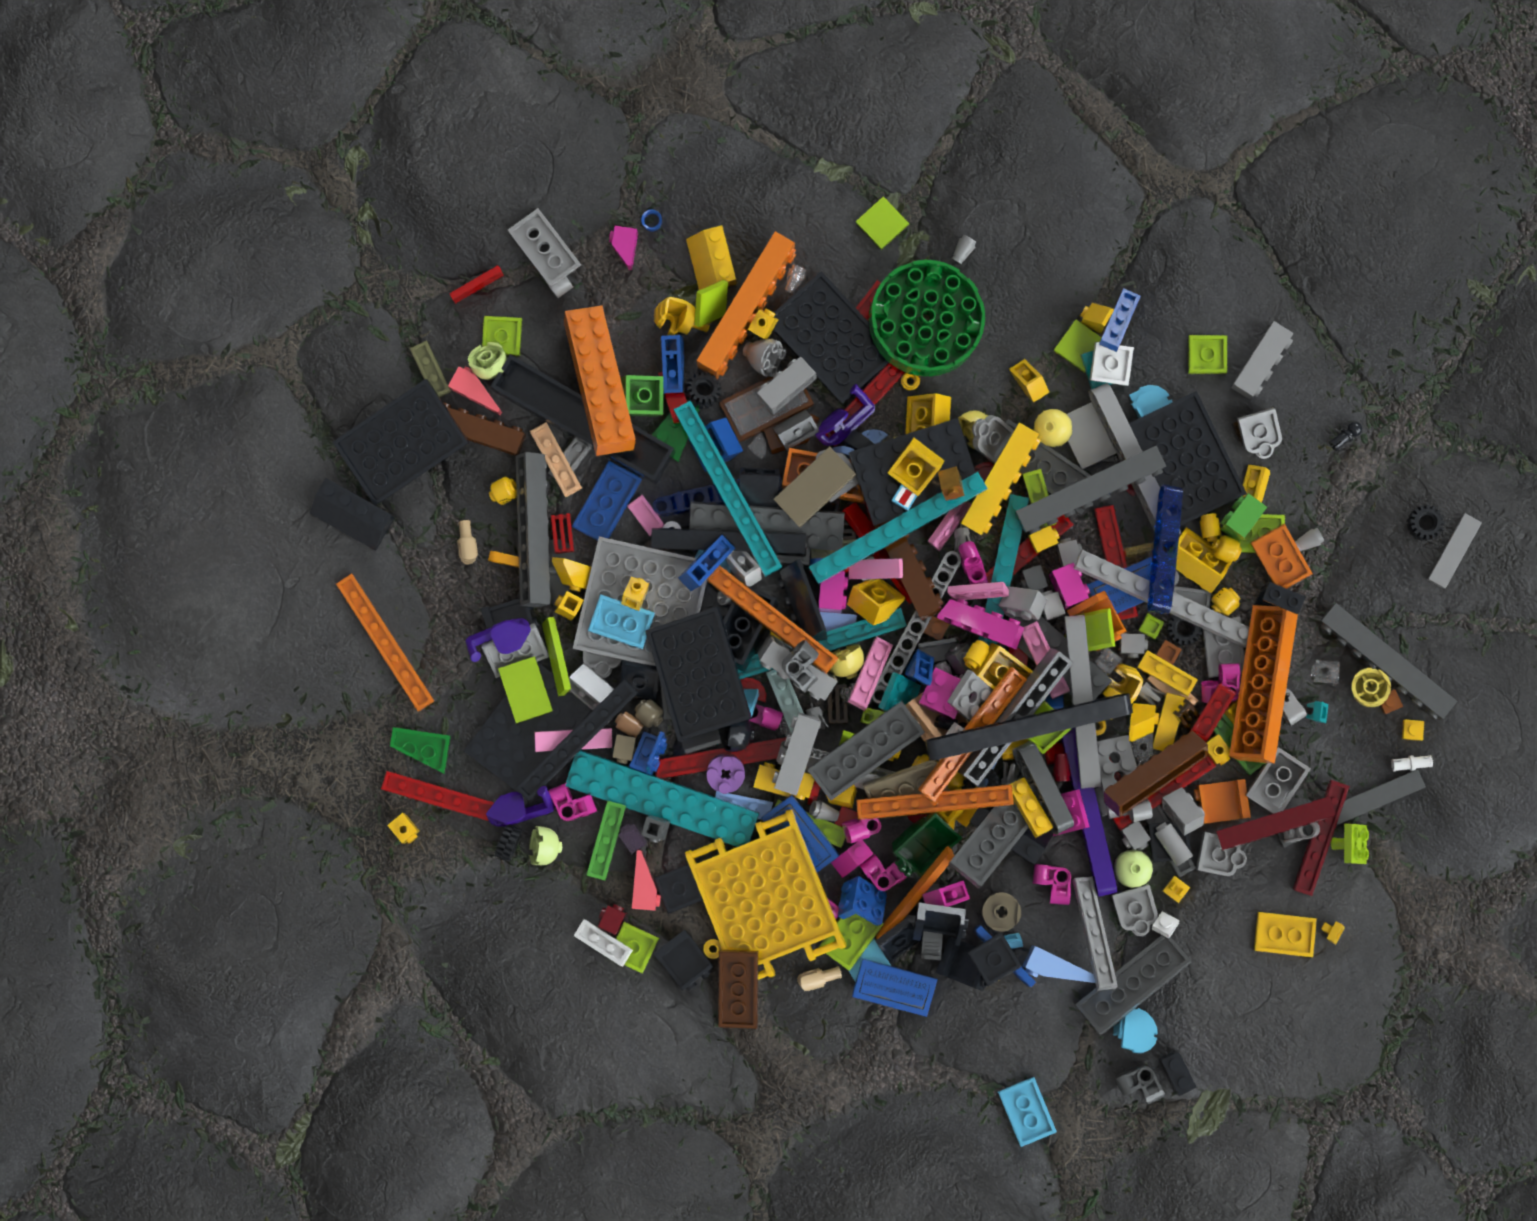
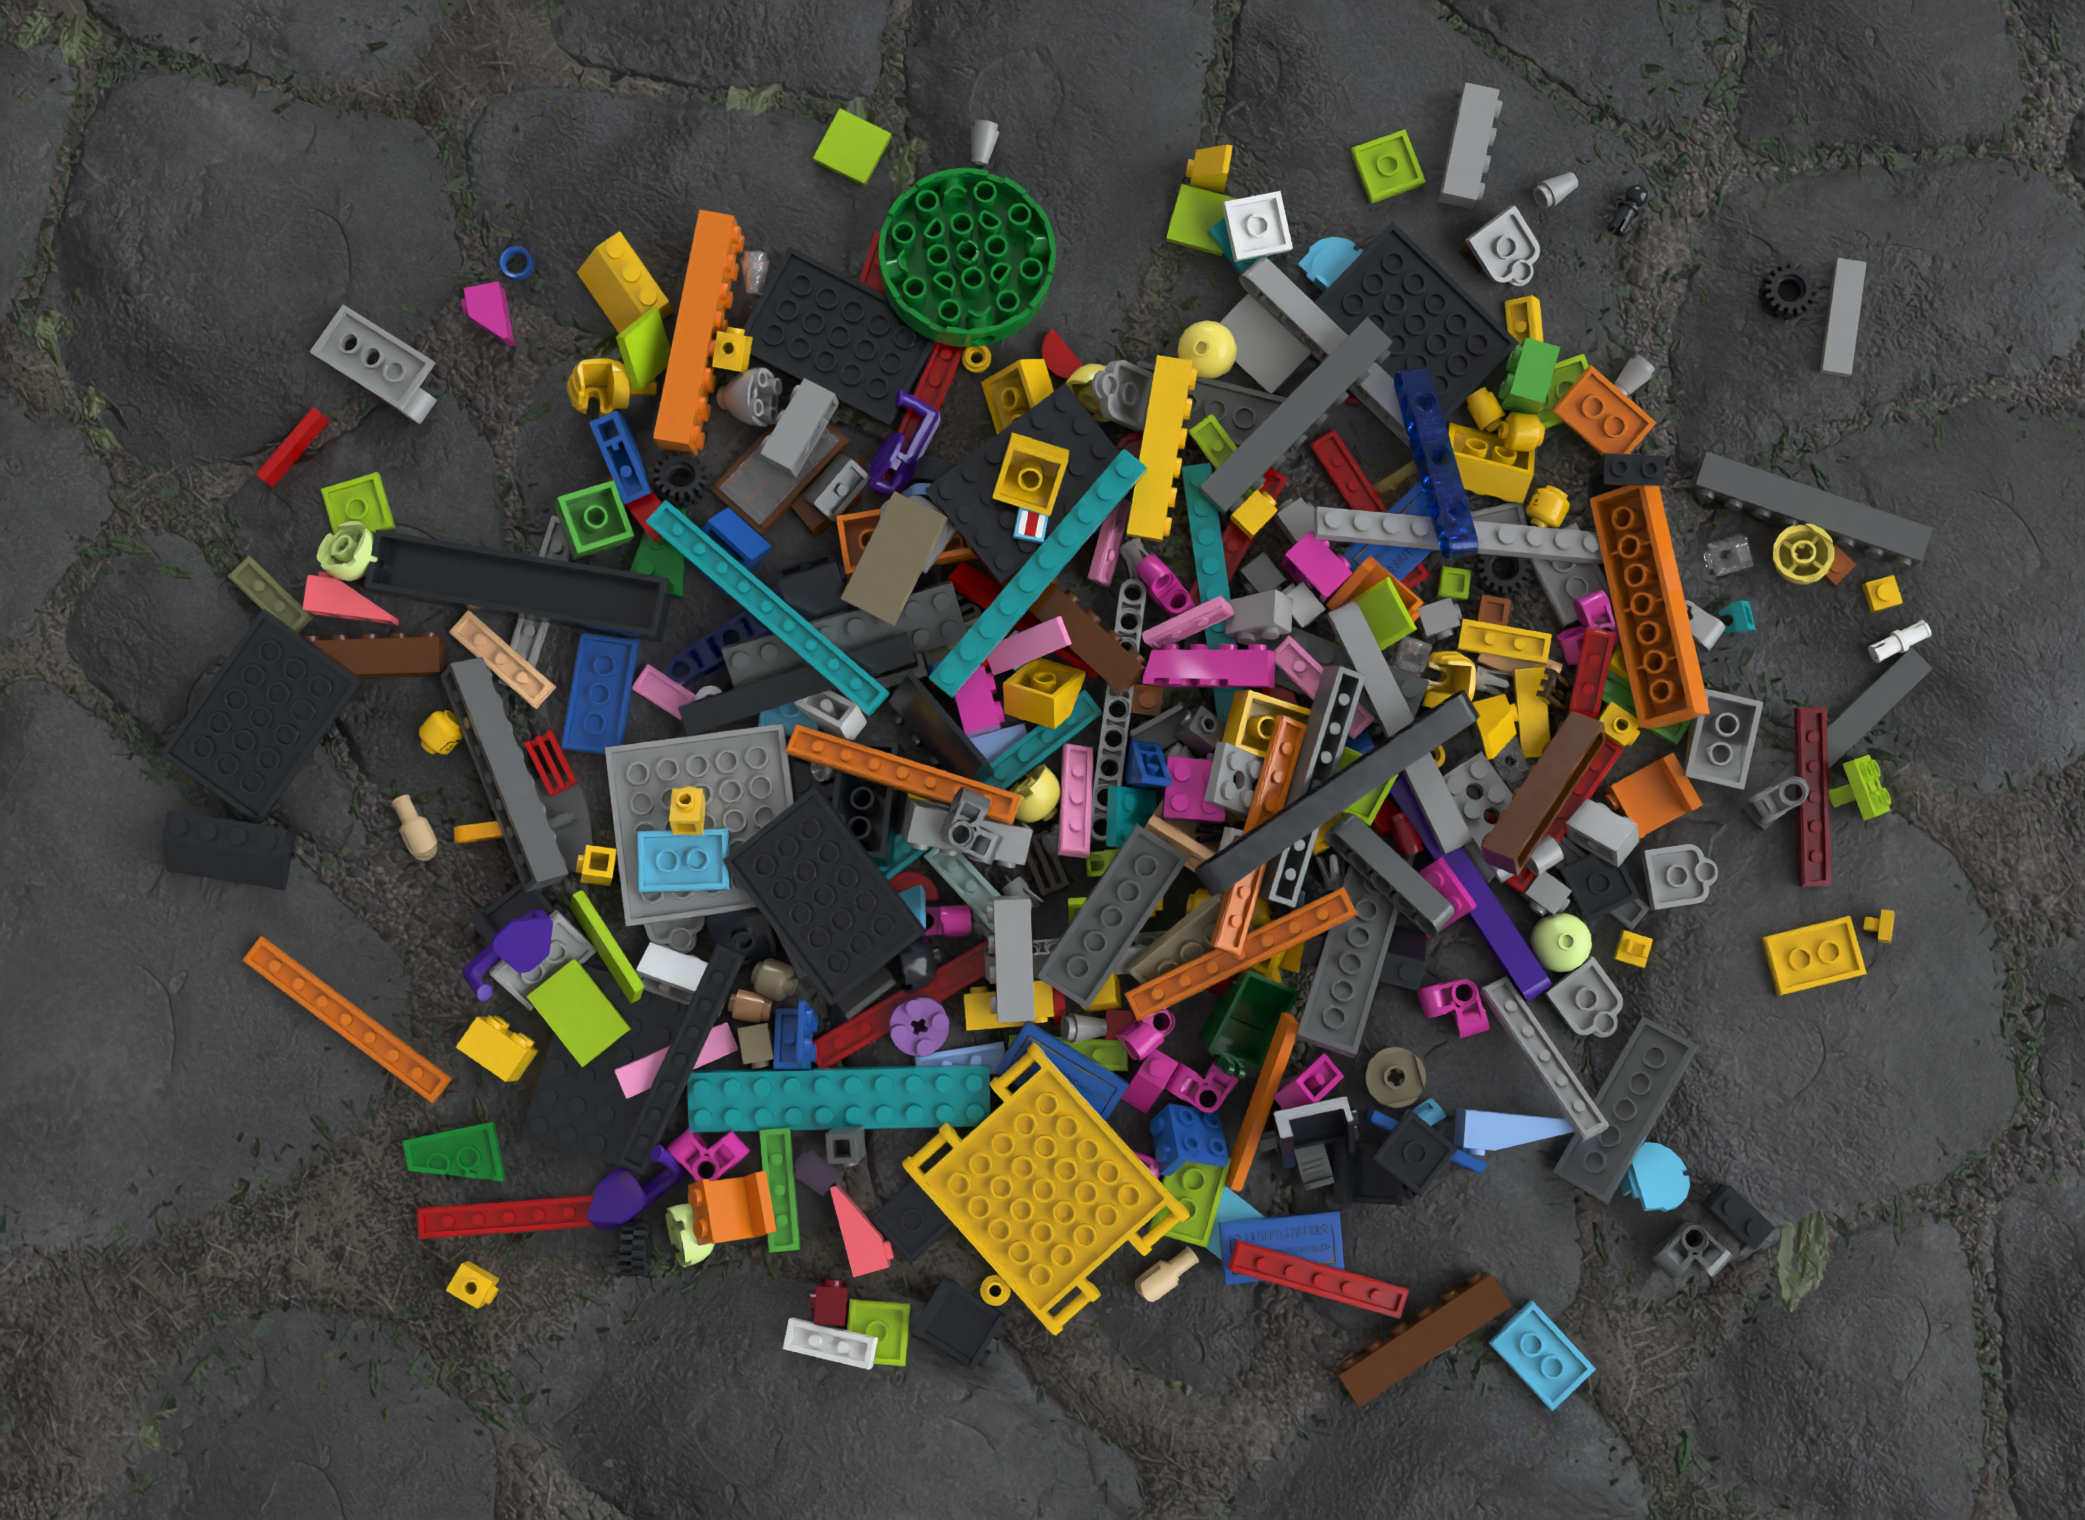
camera: 25 degrees left, 0 degrees up
(469, 692) = (498, 1048): none -> yellow brick
(572, 573) = (585, 816): yellow slope -> none
(574, 840) = (731, 1209): none -> orange panel
(599, 380) = (521, 520): orange brick -> none
(706, 563) = (776, 728): blue slope -> none
(738, 989) = (1054, 1336): reddish brown tile -> none
(758, 446) = (792, 532): clear tile -> none
(875, 436) = (955, 453): medium blue tile -> none
(897, 940) = (1260, 1176): black tile -> none
(909, 1014) = (1317, 1278): none -> red tile
(951, 483) = (1091, 479): pearl gold brick -> none
(959, 1074) = (1422, 1338): none -> reddish brown brick
(960, 399) = (1058, 357): none -> red tile
(976, 655) = (1221, 716): yellow brick -> none
(1029, 380) = (1148, 294): yellow slope -> none
(1030, 808) = (1382, 910): yellow plate -> none
(1119, 320) = (1245, 160): plate -> none
(1165, 924) = (1638, 1006): white plate -> none
(1173, 843) = (1607, 885): light grey brick -> none
(1276, 823) = (1745, 799): dark red tile -> none
(1304, 407) = (1553, 190): none -> light grey cone

